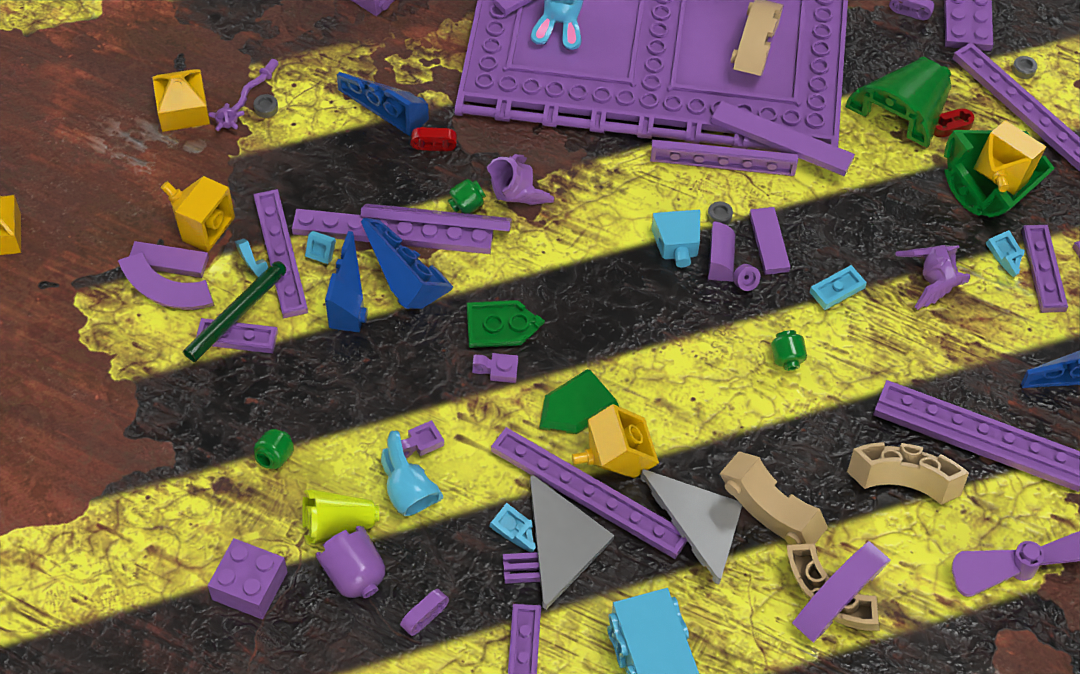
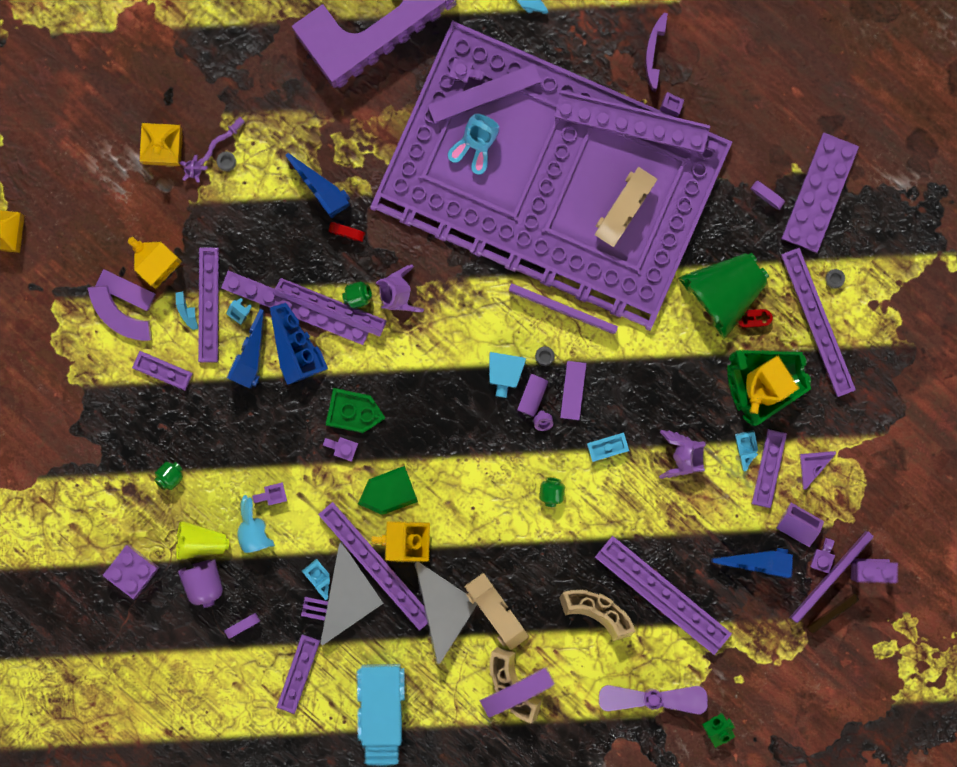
camera: 15 degrees right, 30 degrees up
(234, 311) = (139, 373): dark green piece -> none
(782, 138) = (612, 306): medium lavender tile -> none

